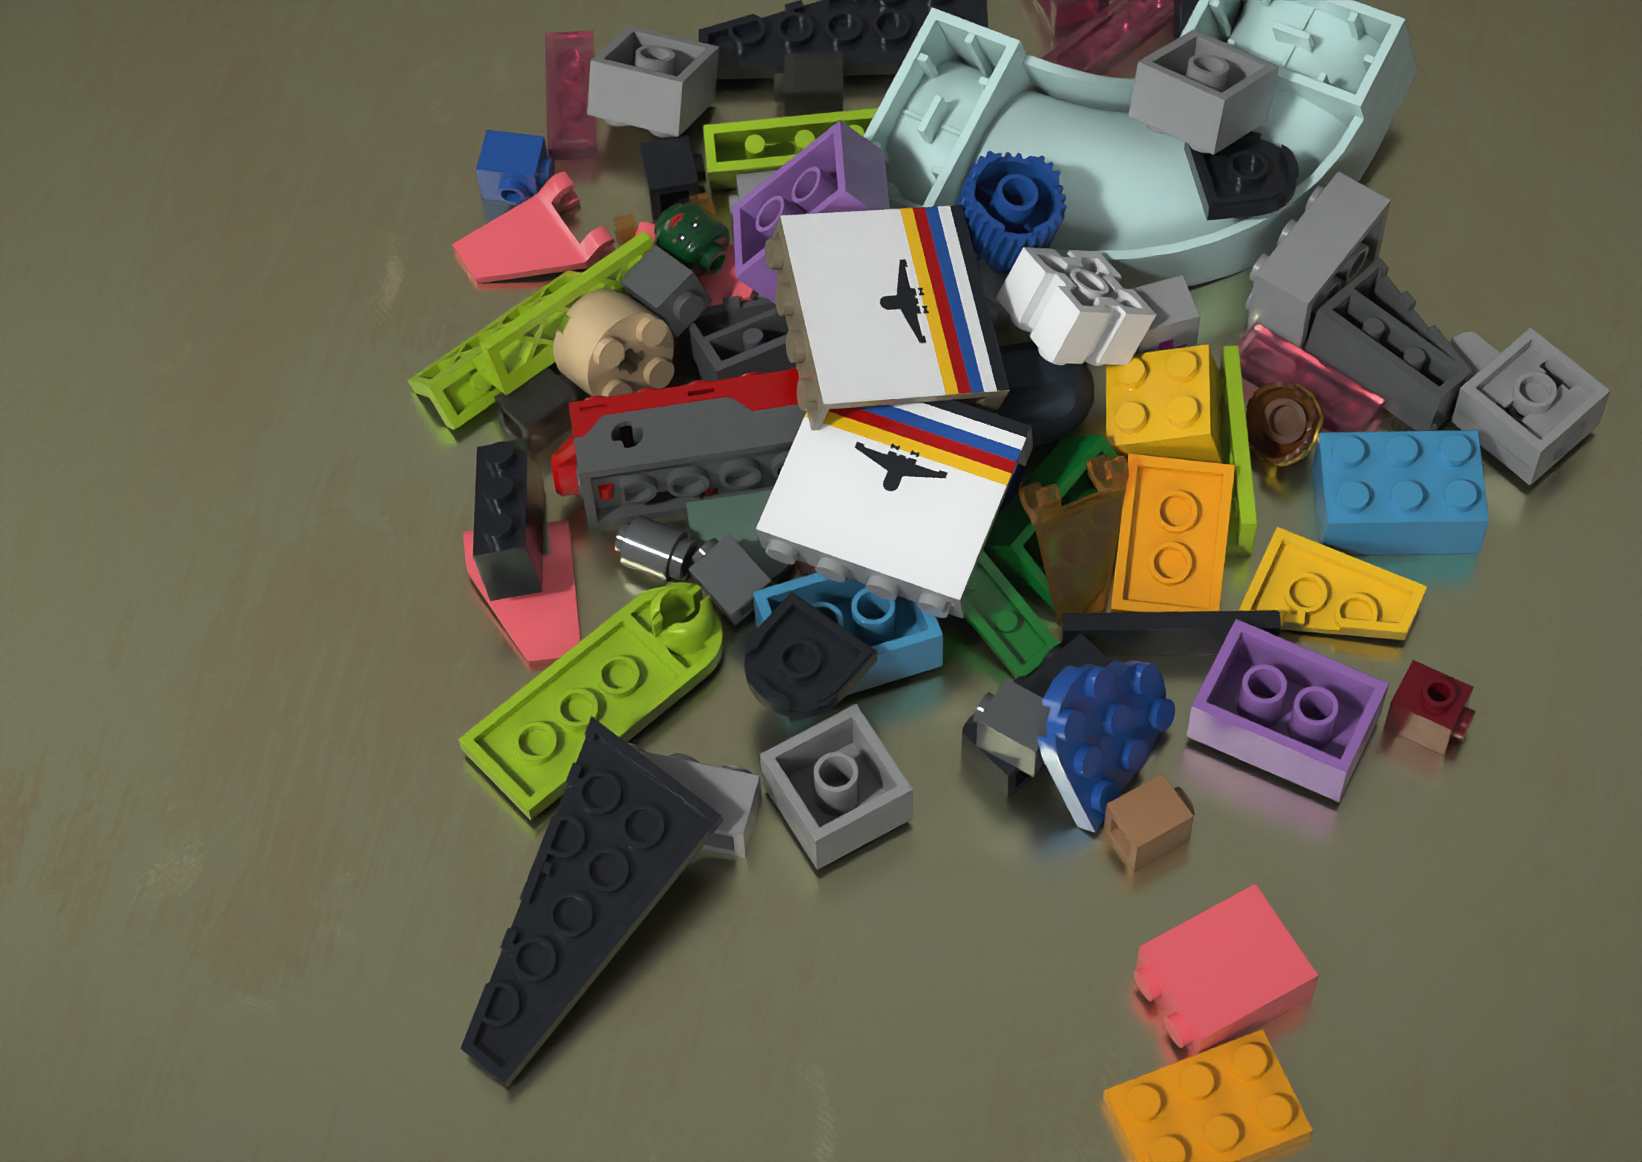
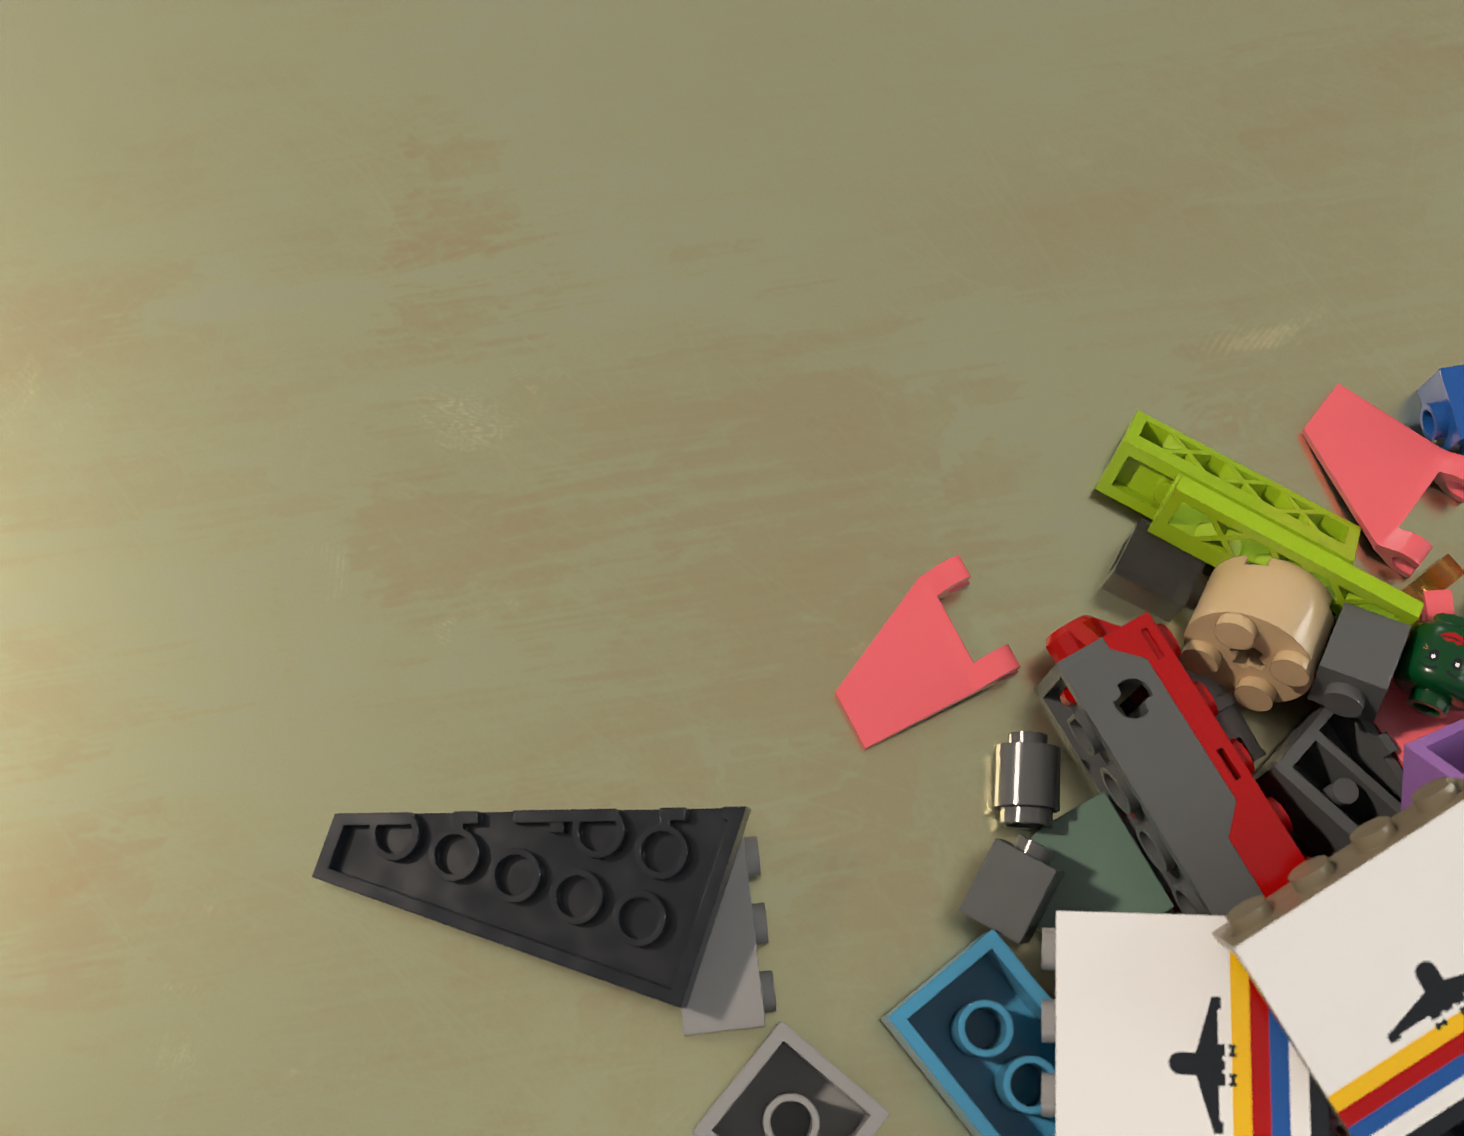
camera: 65 degrees right, 15 degrees up
(508, 519) = (986, 600): black brick -> none
(617, 674) = (818, 790): lime plate -> none
(803, 660) = (920, 1028): black tile -> none

